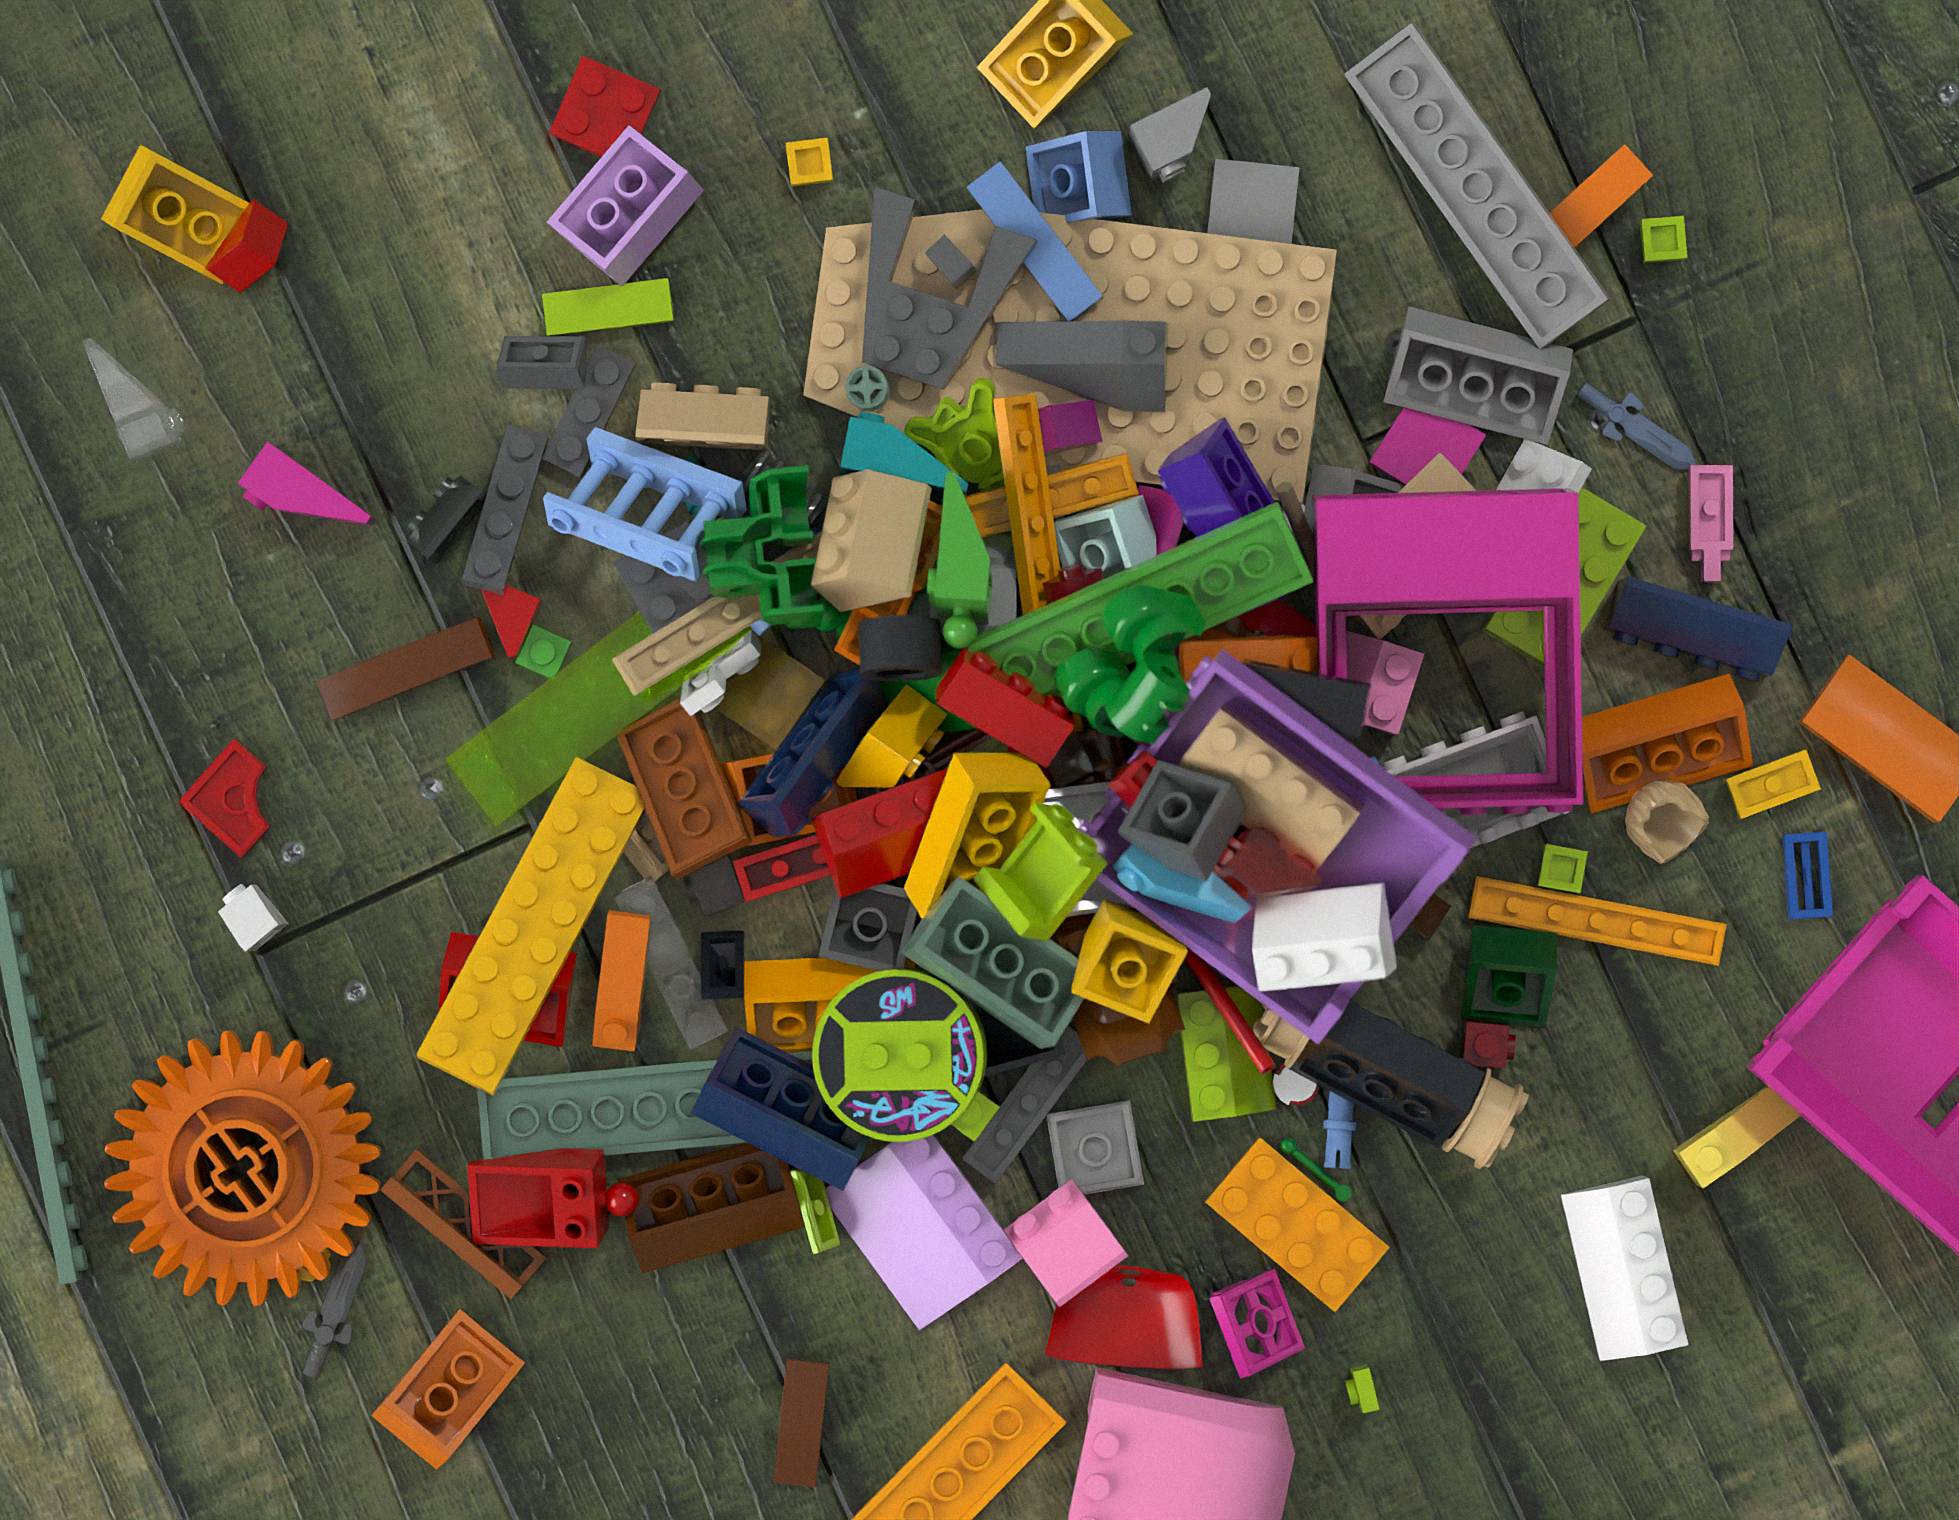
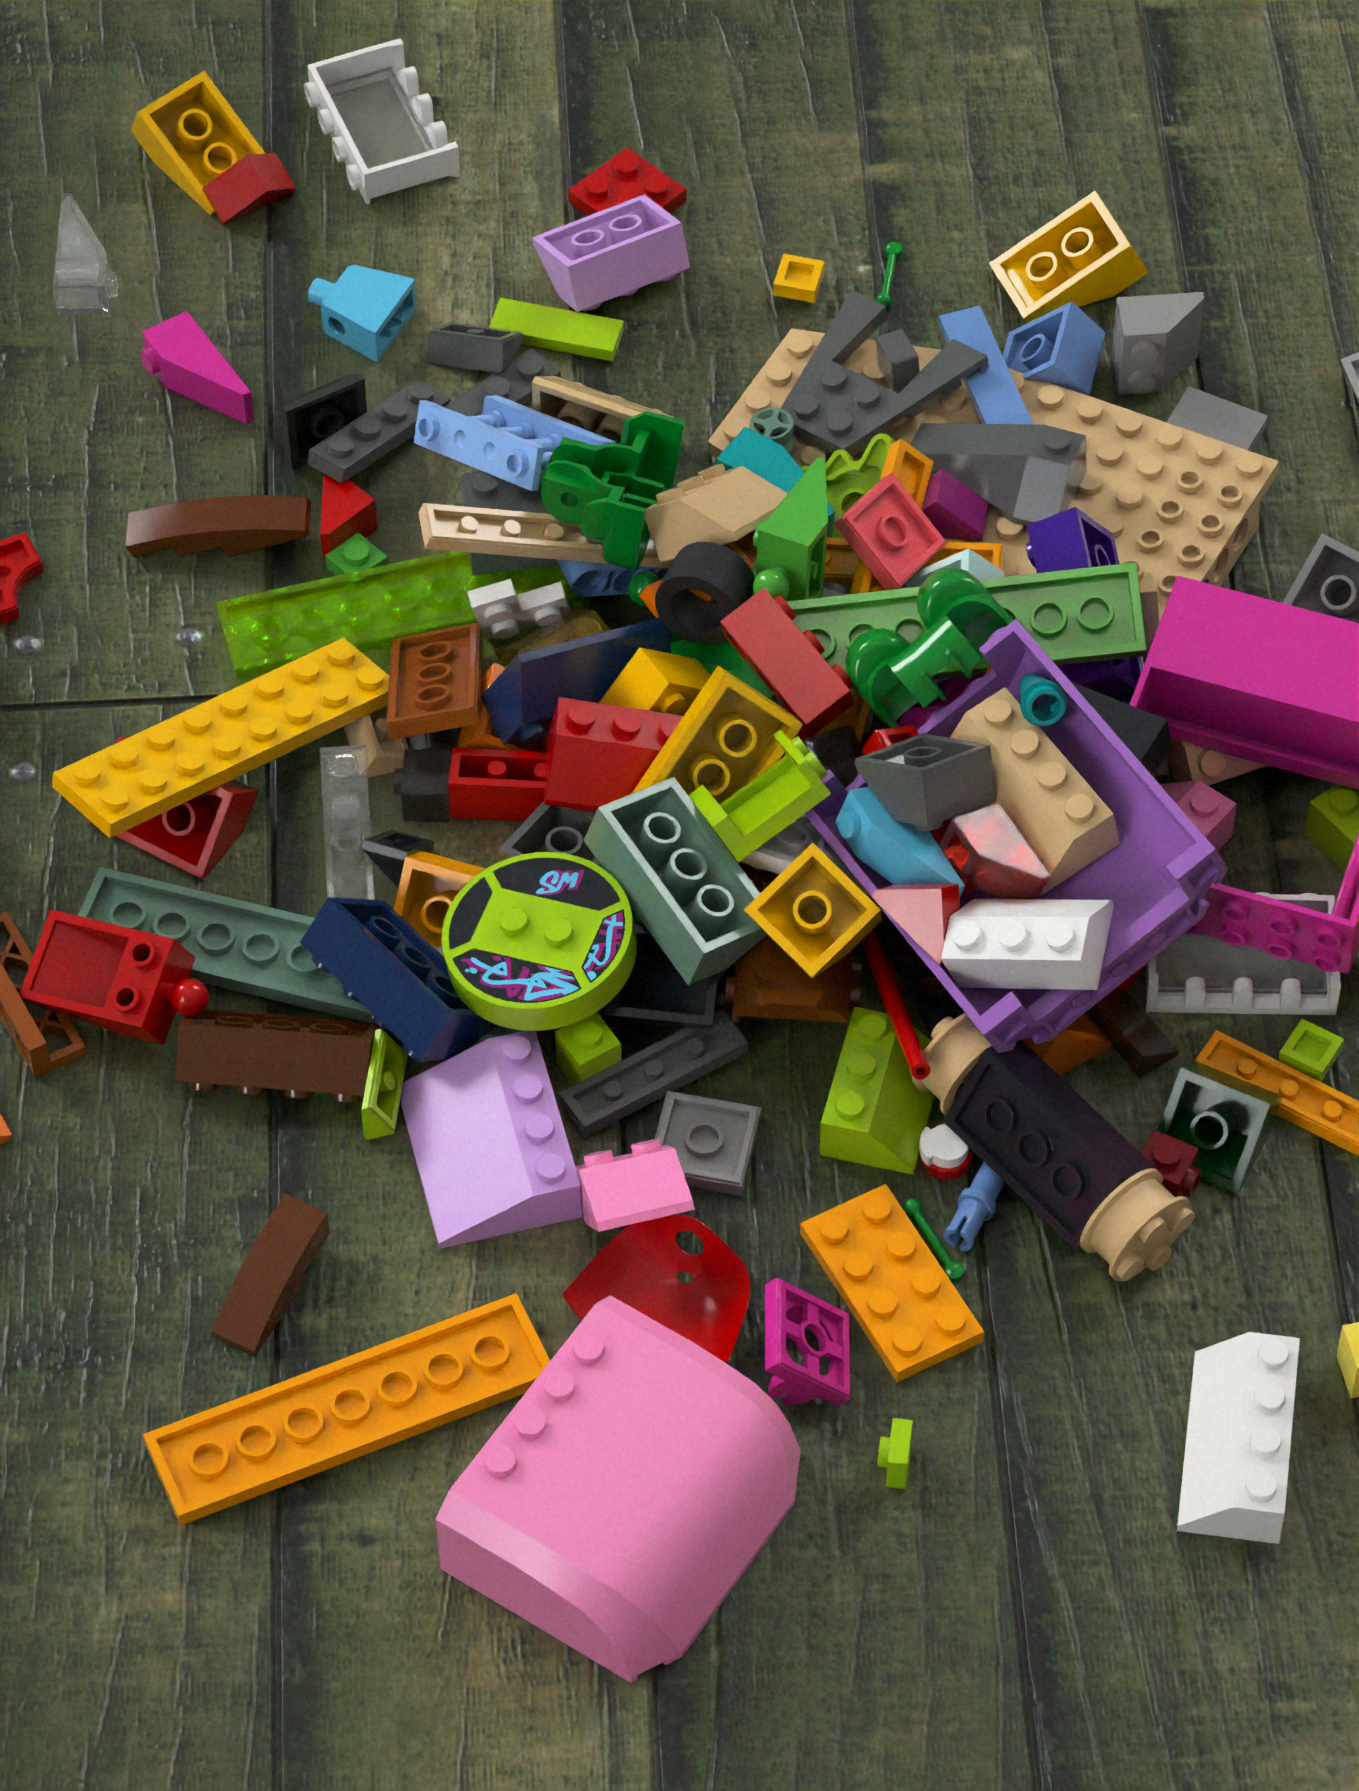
camera: 25 degrees right, 35 degrees down
(334, 115) = (380, 120): none -> window
(422, 358) = (365, 308): none -> medium azure torso
(621, 981) = (290, 818): orange slope -> none
(881, 84) = (892, 251): none -> green hinge
(1032, 505) = (890, 533): none -> coral tile
(1222, 945) = (921, 911): none -> slope
(1258, 725) = (1041, 700): none -> teal cone

